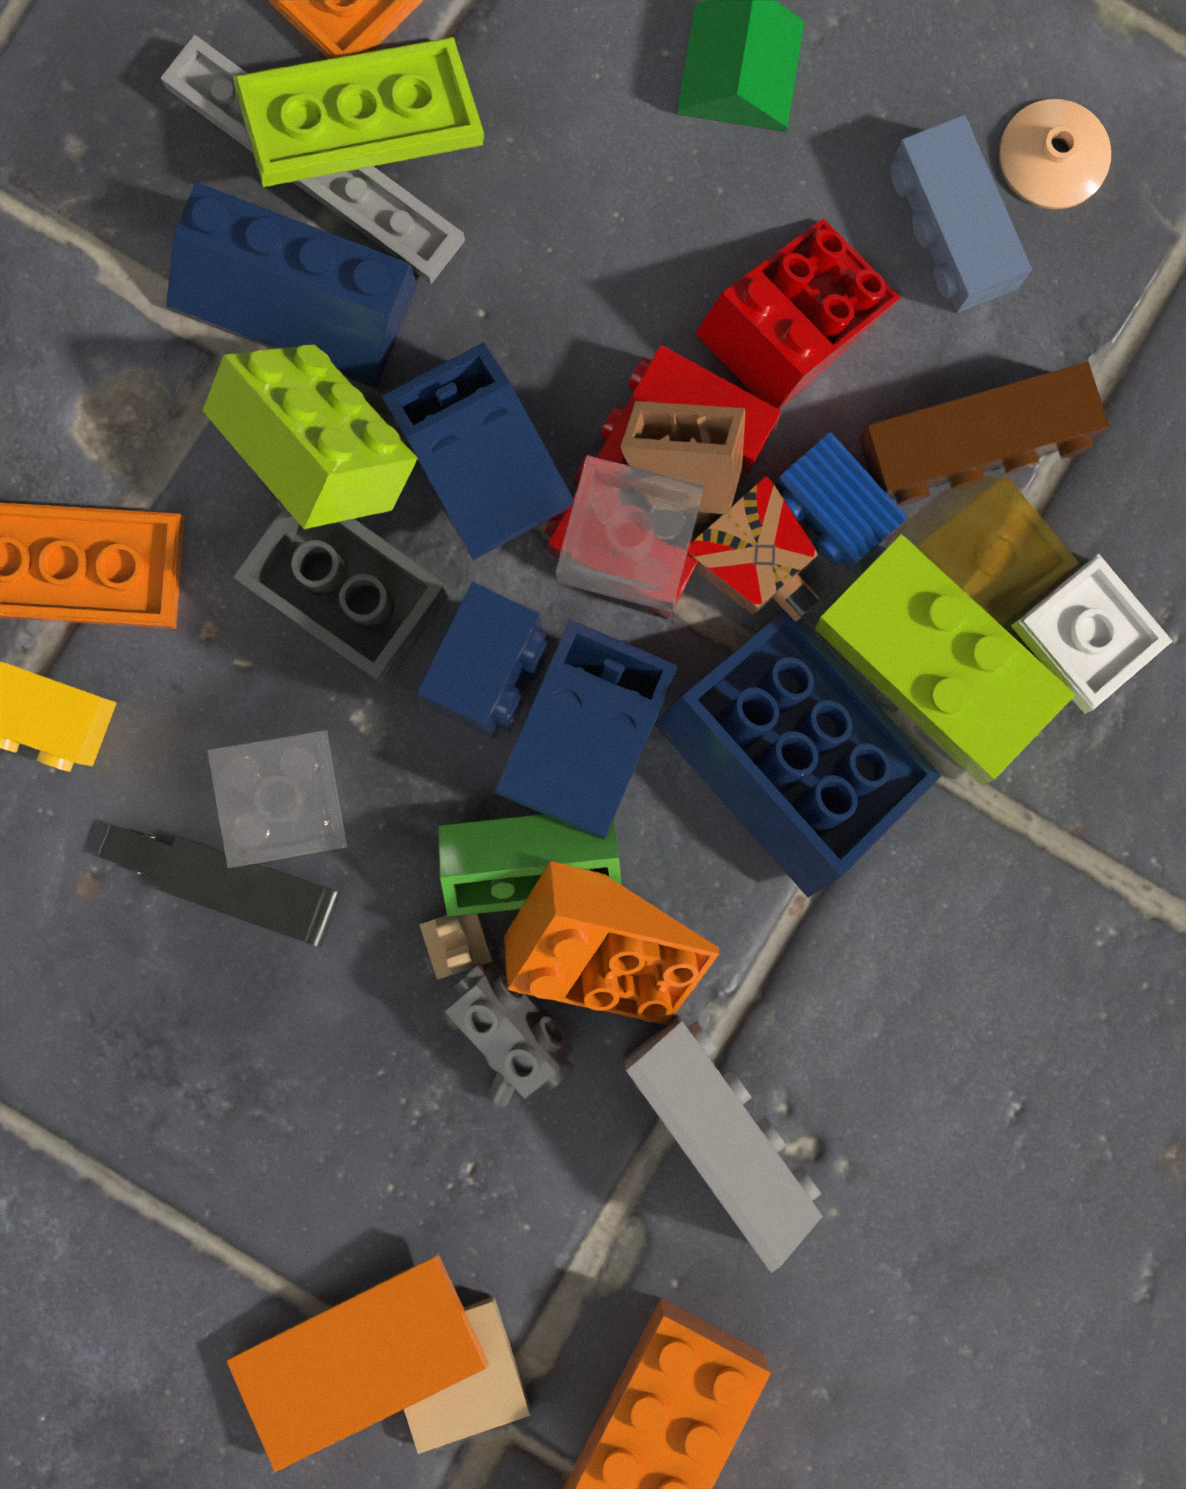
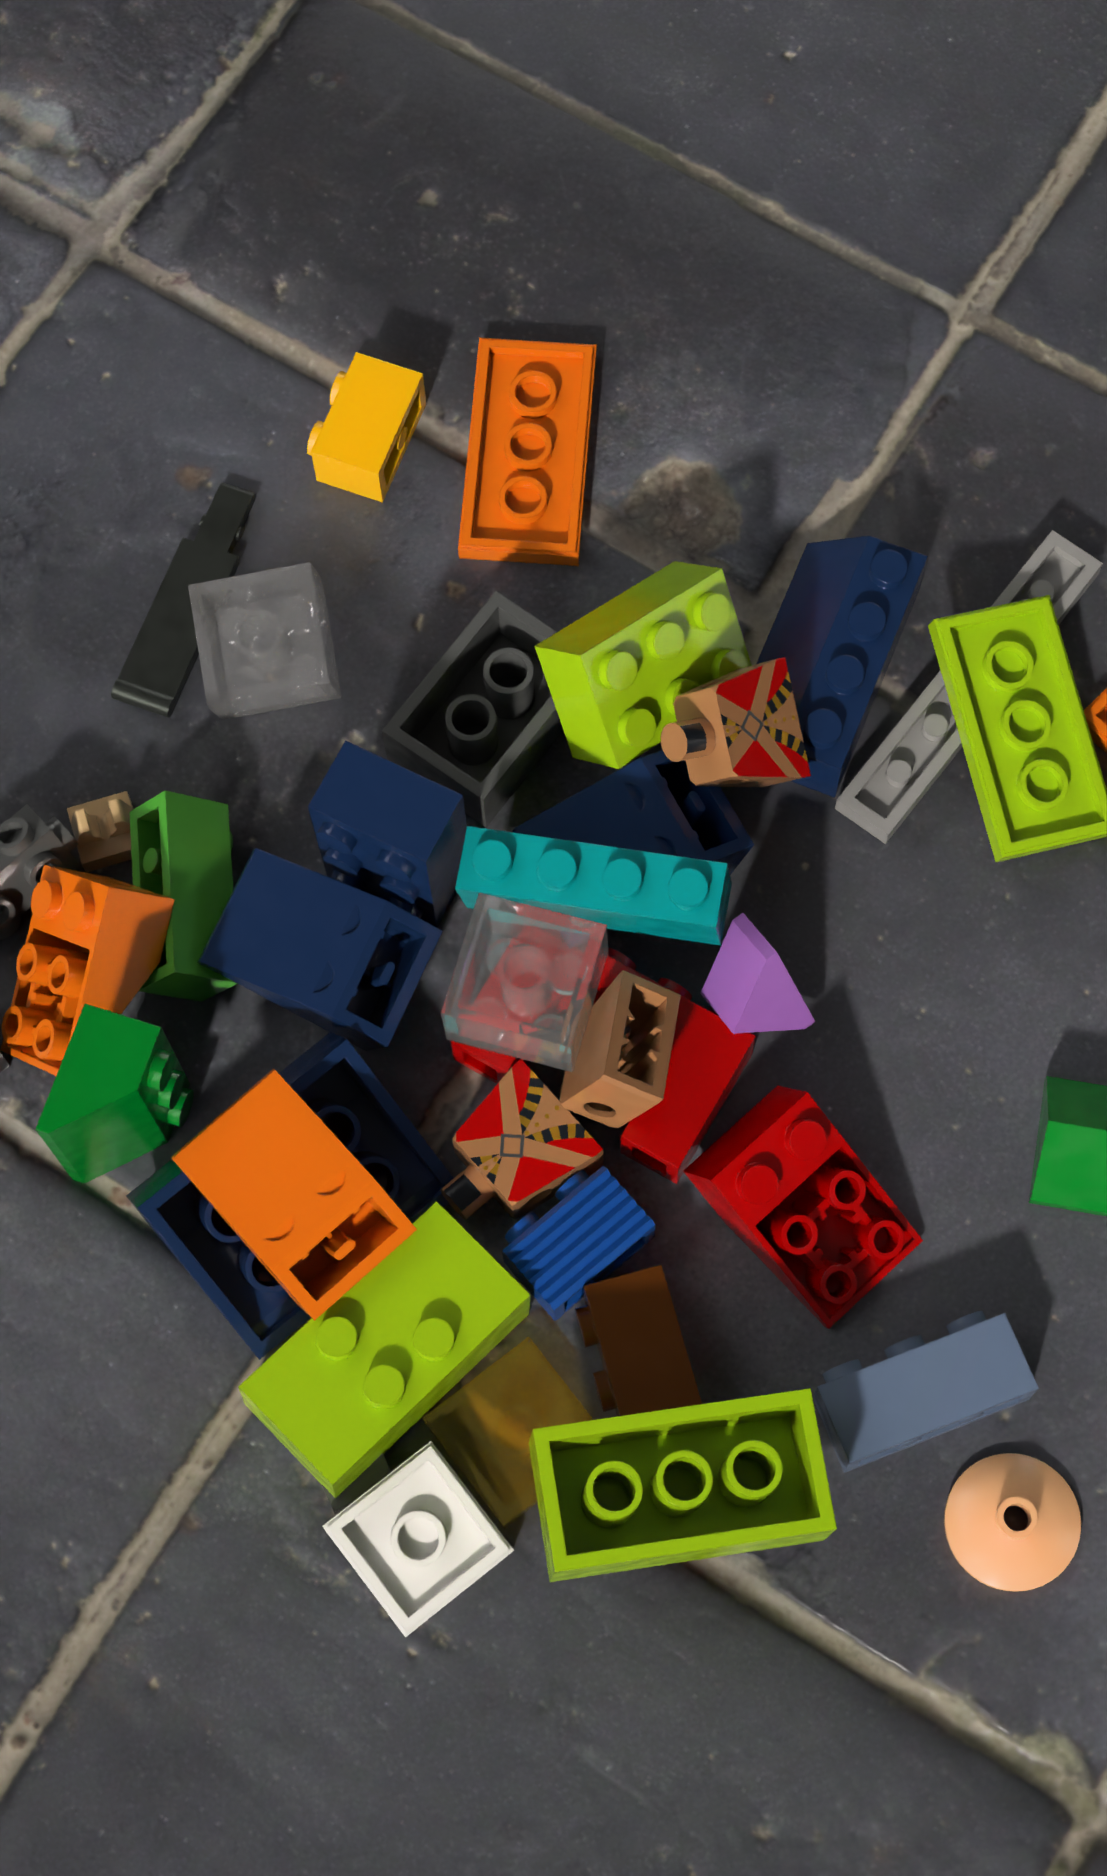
camera: 95 degrees right, 15 degrees down
(378, 344) = (739, 729): none -> medium nougat torso
(540, 471) = (599, 883): none -> teal brick
(616, 346) = (752, 985): none -> medium lavender slope
(737, 901) = (113, 1095): none -> green slope
(828, 736) = (294, 1194): none -> orange slope
(1075, 397) = (681, 1484): none -> lime brick

